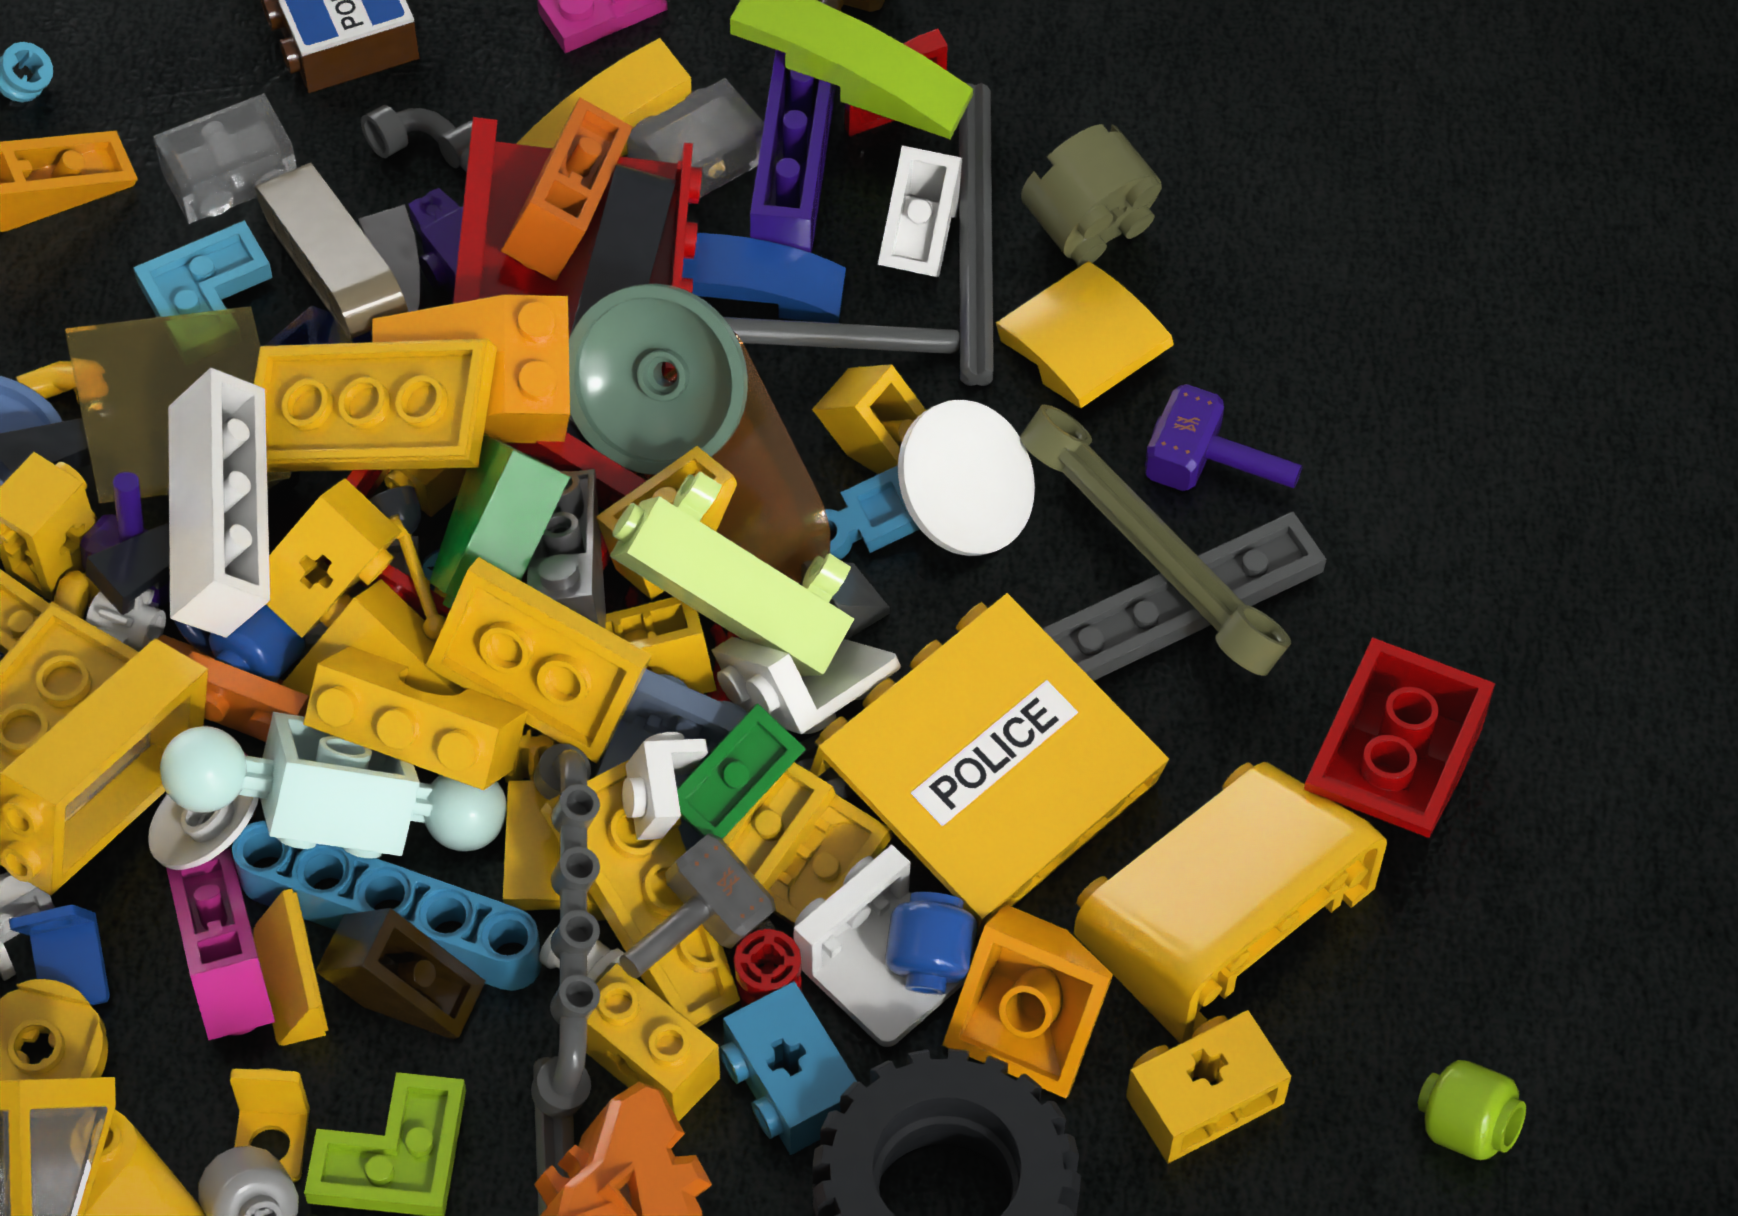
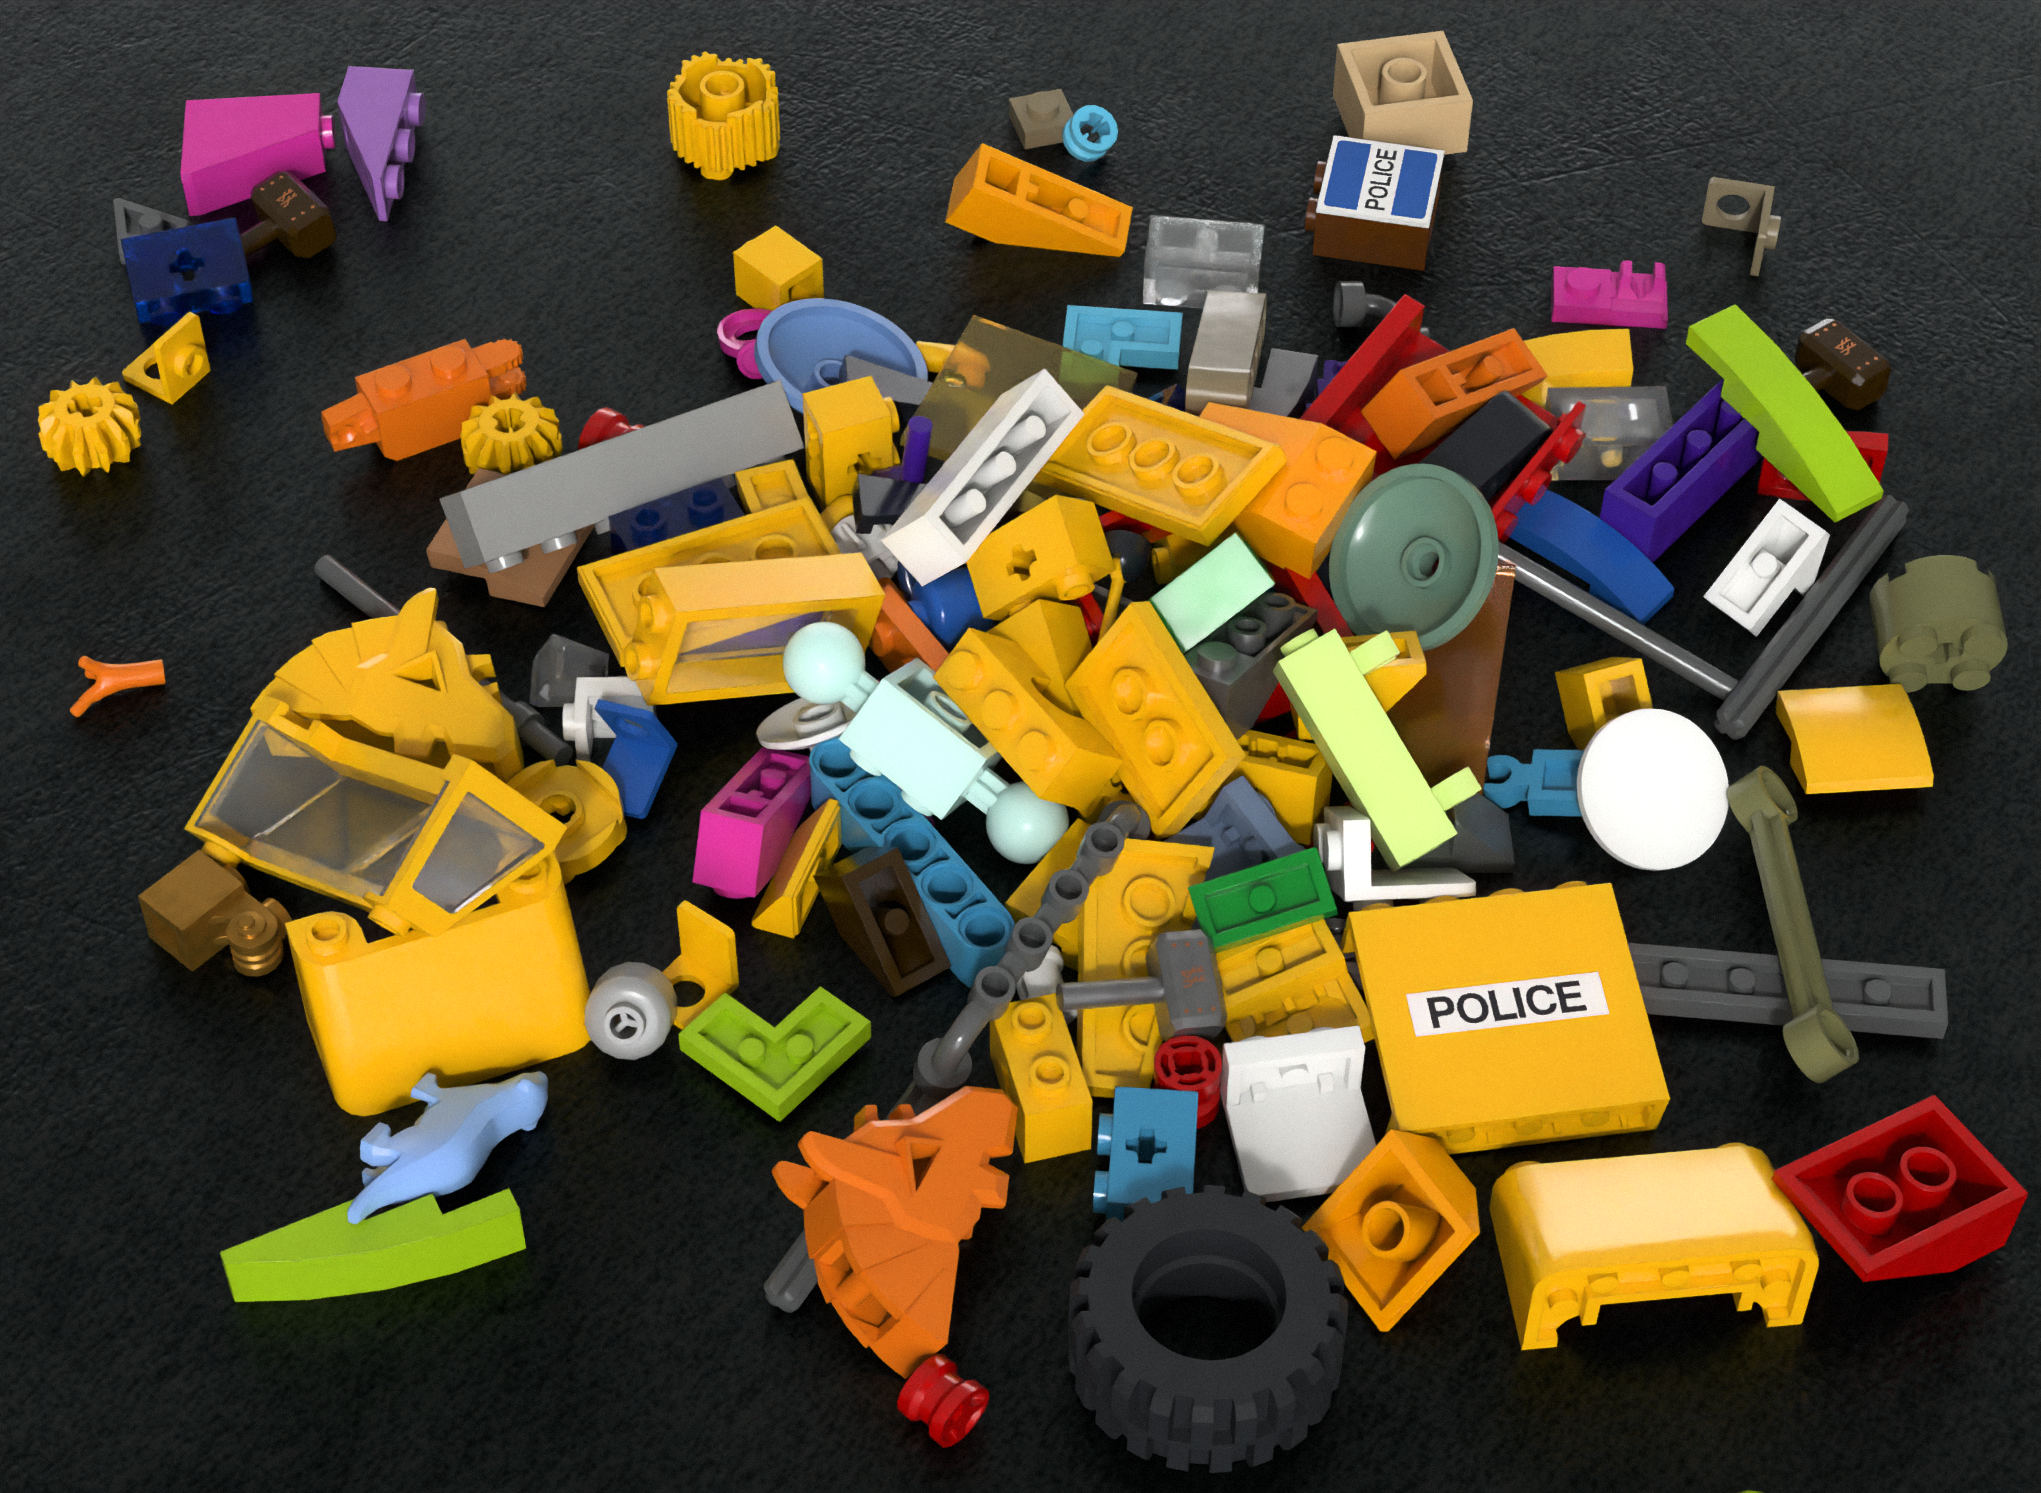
camera: 35 degrees right, 10 degrees down
(650, 784) = (1199, 849): white bracket -> none
(931, 942) = (1340, 1125): blue head -> none
(1189, 436) = (1897, 863): dark purple piece -> none
(1191, 1114) = (1513, 1386): yellow brick -> none

